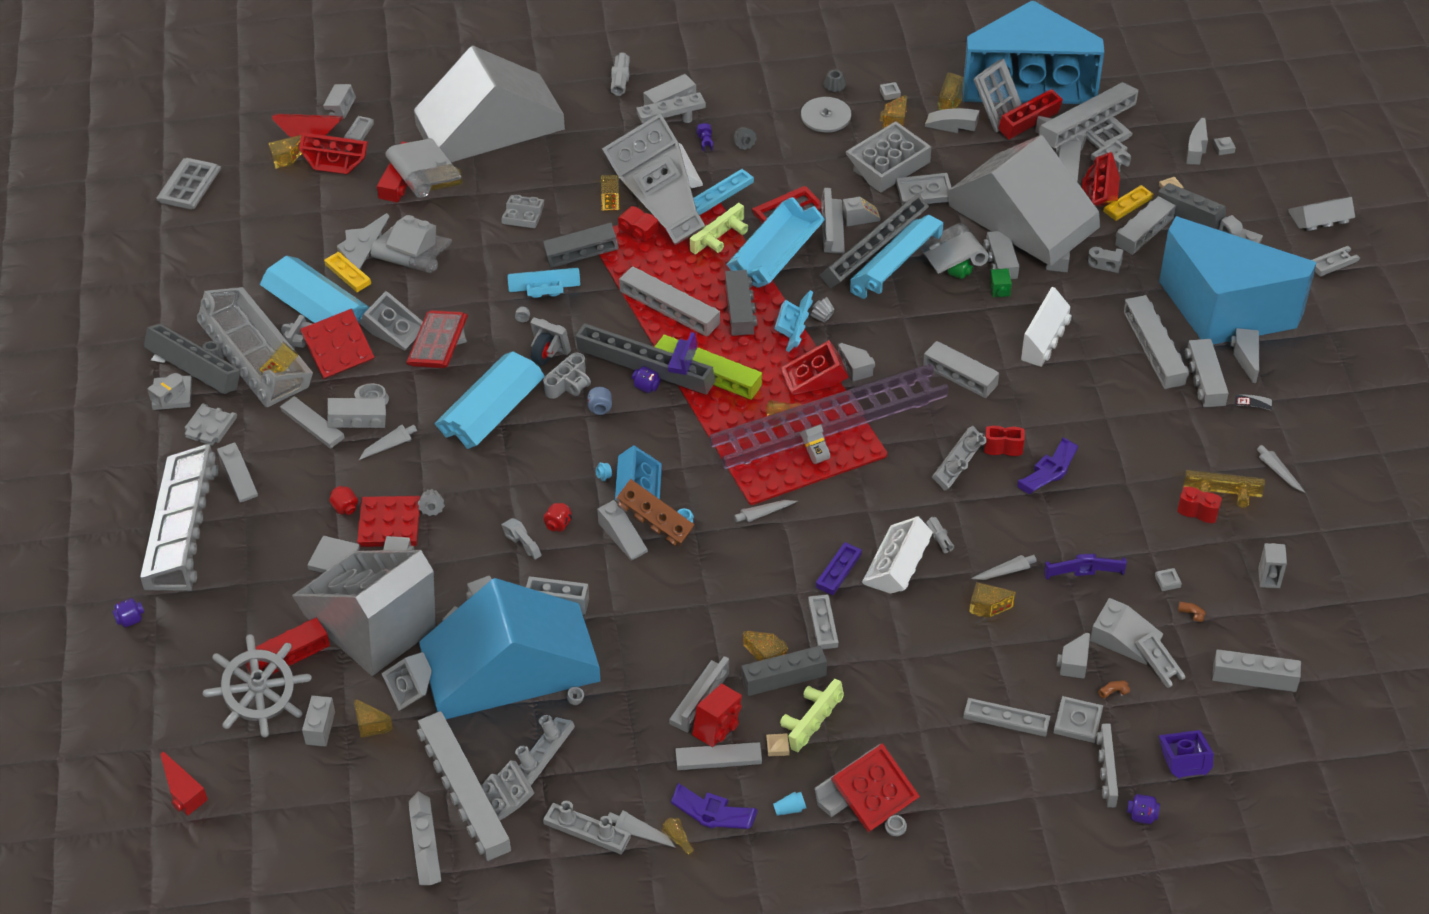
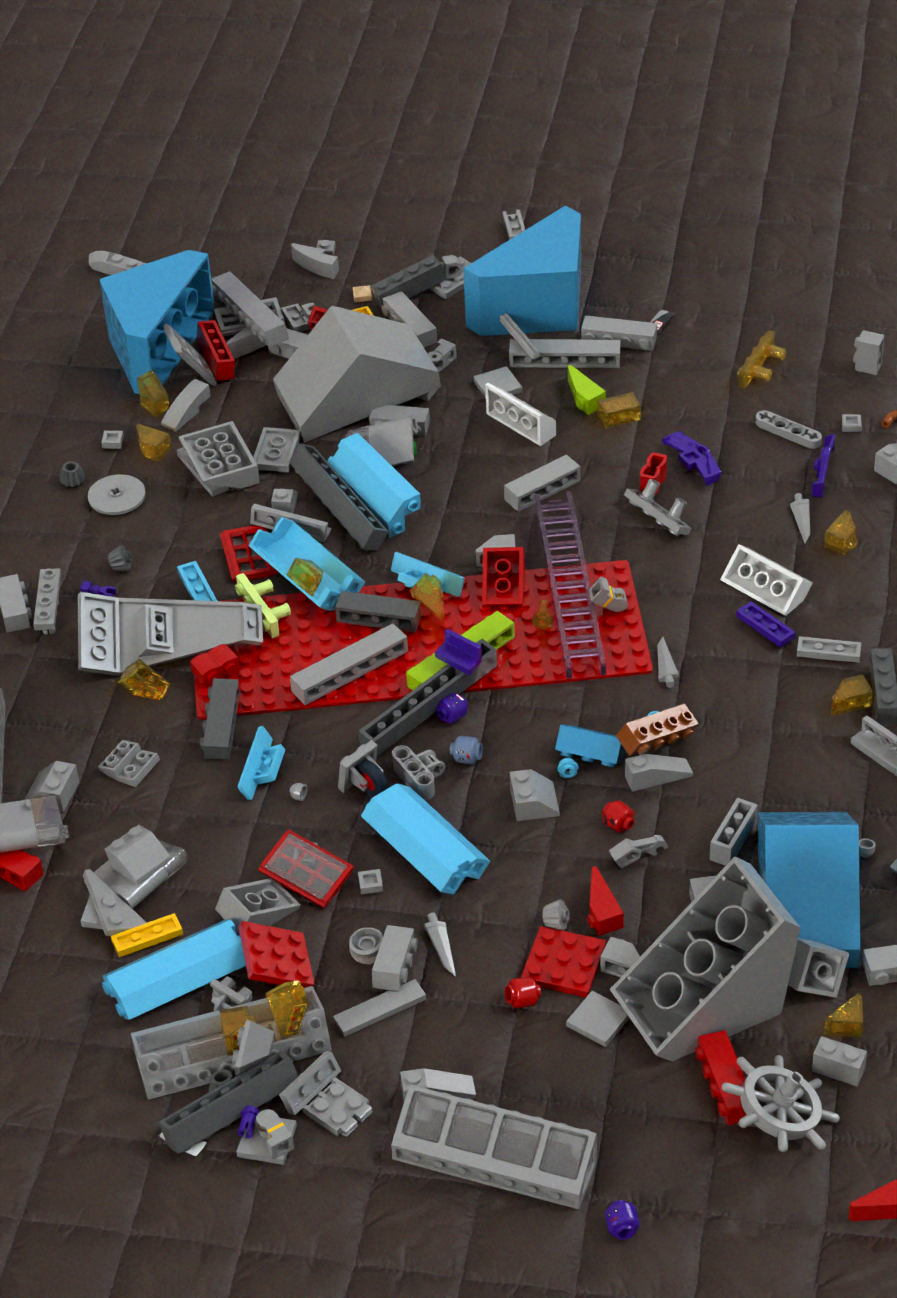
camera: 70 degrees left, 5 degrees down
(183, 371) = (248, 1121): none -> dark purple pin
(223, 399) = (310, 1082): none -> light grey plate
(230, 347) = (254, 1045): none -> light grey slope
(255, 340) = (231, 1021): none -> clear yellow slope
(438, 381) = (370, 881): none -> light grey plate
(454, 527) = (604, 910): none -> red slope
(480, 179) = (57, 780): none -> light grey slope
(563, 455) = (532, 795): none -> light grey slope
(756, 244) = (306, 575): none -> clear yellow slope
(762, 326) = (430, 594): none -> clear yellow slope
(822, 310) = (416, 552): light grey piece -> none
(940, 534) = (757, 546): light grey axle -> none
(1000, 282) = (438, 429): green brick -> none
(1091, 308) = (500, 378): none -> light grey tile
(1091, 398) = (619, 409): none -> clear yellow brick
(1105, 367) = (584, 391): none -> lime slope
(1119, 32) = (111, 262): none -> light grey brick
(1131, 531) = (807, 437): none -> light grey beam
(1148, 298) = (519, 336): none -> light grey axle
(1199, 504) = (777, 378): red brick -> none
(1247, 351) = (606, 303): light grey slope -> none
(1275, 463) = (736, 327): light grey bar -> none
(1323, 213) = (451, 214): light grey slope -> none

